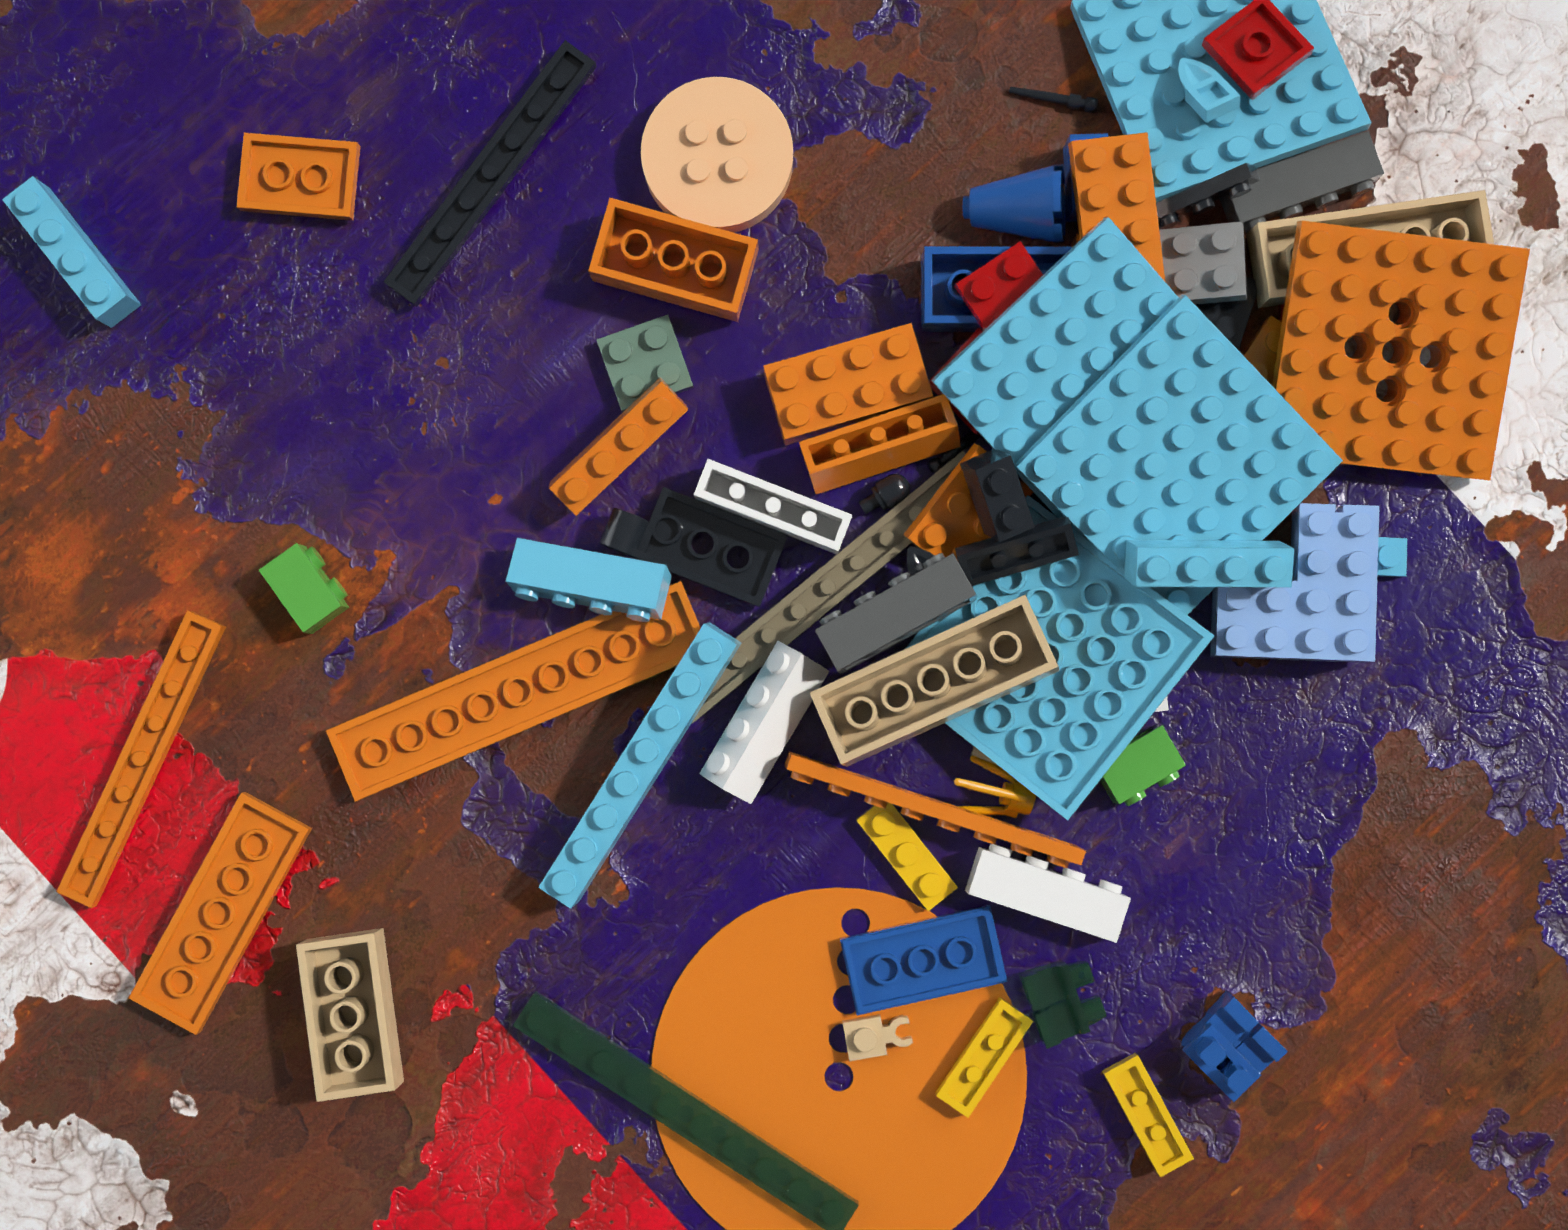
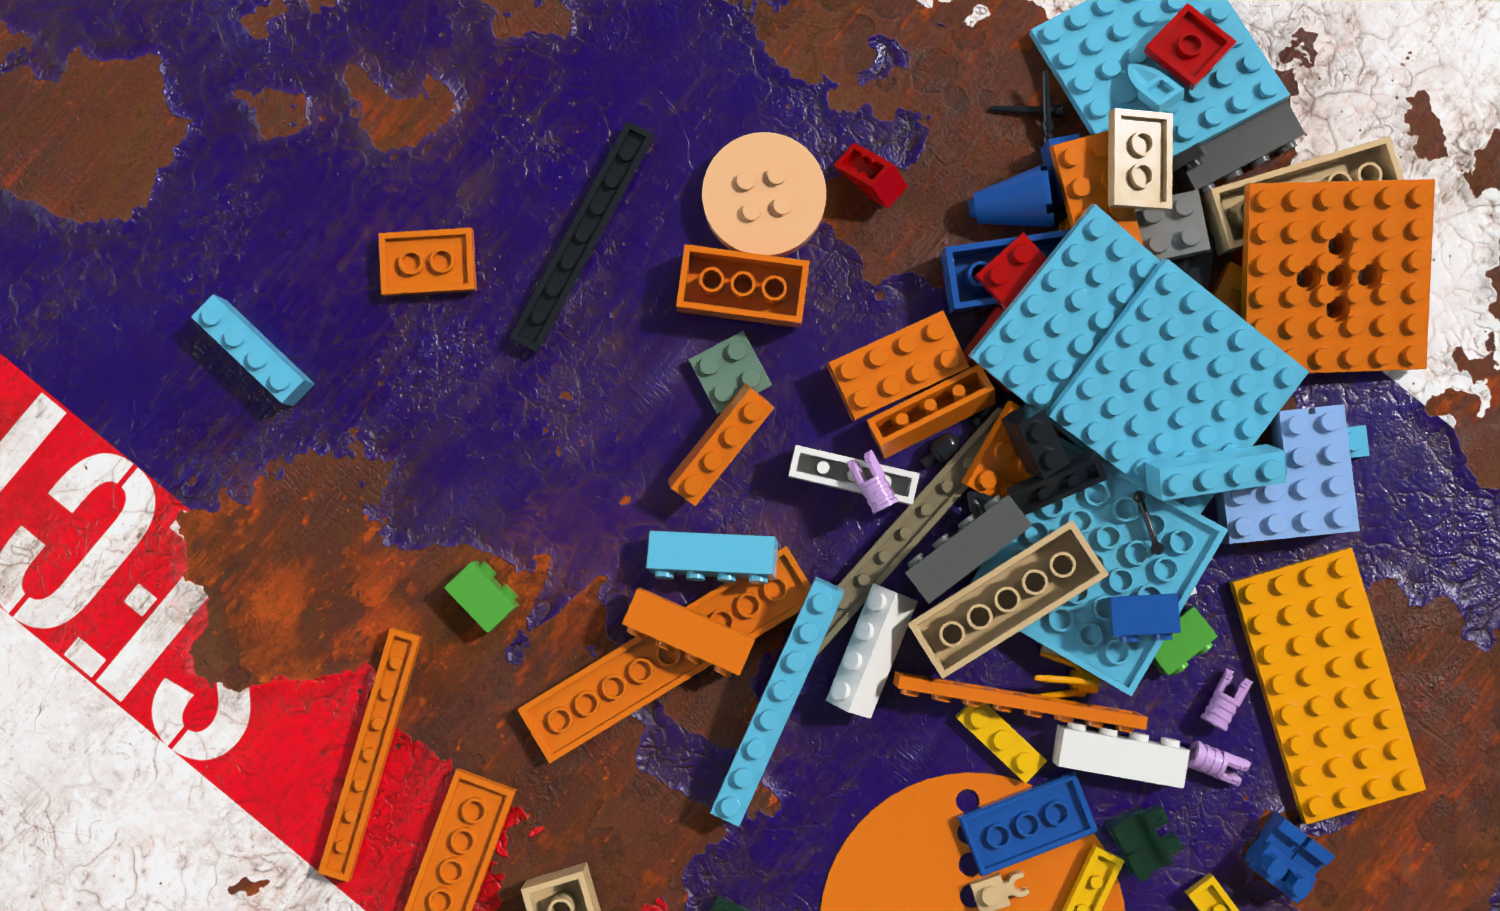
camera: 10 degrees left, 0 degrees up
(545, 665) = (688, 631): none -> orange brick
(669, 542) = (771, 513): black hinge -> none
(796, 523) = (875, 489): none -> lavender hinge
(851, 148) = (872, 174): none -> red arch
(1074, 119) = (1047, 123): none -> black piece
(1095, 723) = (1143, 616): none -> blue brick
(1125, 645) = (1156, 547): none -> black hinge
(1159, 919) = (1215, 761): none -> lavender hinge
(1173, 173) = (1140, 159): none -> plate
(1182, 853) = (1223, 707): none -> lavender hinge
(1313, 847) = (1327, 685): none -> light orange plate

